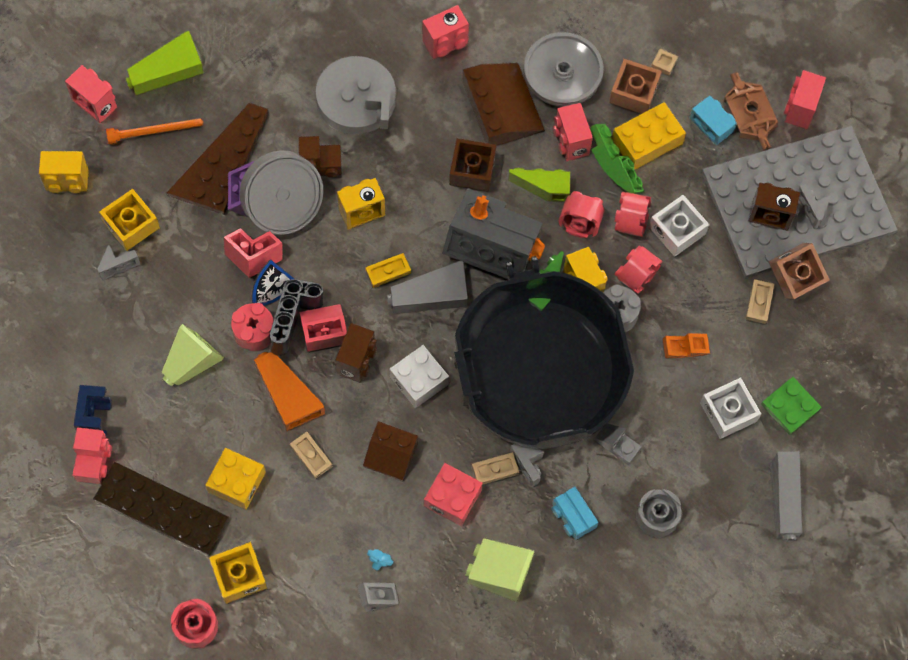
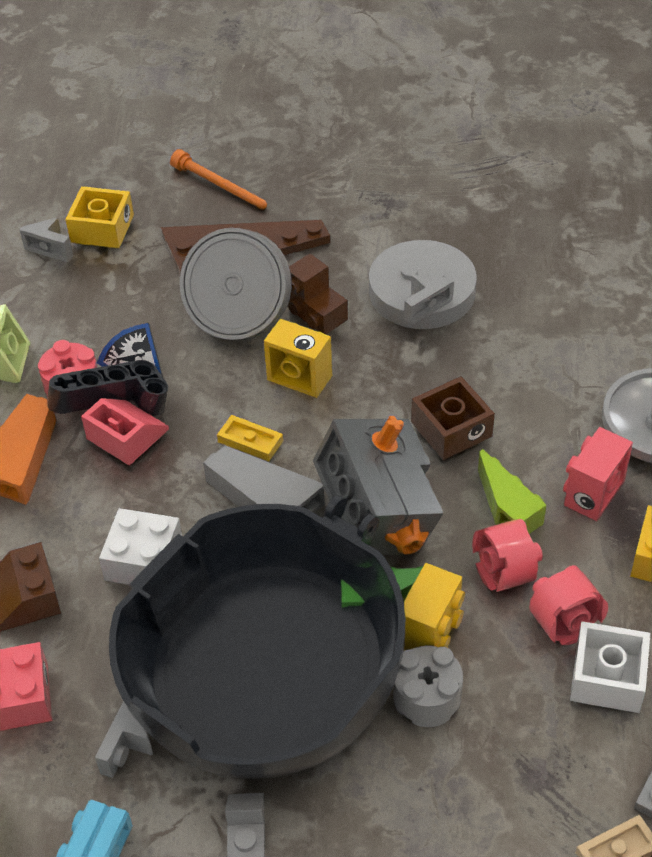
camera: 55 degrees right, 20 degrees down
(63, 171) = (104, 147): yellow brick -> none
(91, 93) = (203, 116): coral brick -> none
(166, 65) = (293, 146): lime slope -> none
(252, 254) = (165, 320): coral brick -> none
(355, 353) = (113, 468): reddish brown brick -> none
(445, 32) = (573, 292): coral brick -> none
(495, 468) = (84, 709): tan plate -> none
(501, 102) = (556, 396): reddish brown slope -> none
(617, 167) = (610, 539): bright green slope -> none
(639, 269) = (501, 664): coral brick -> none
(686, 346) = (461, 807): orange slope -> none

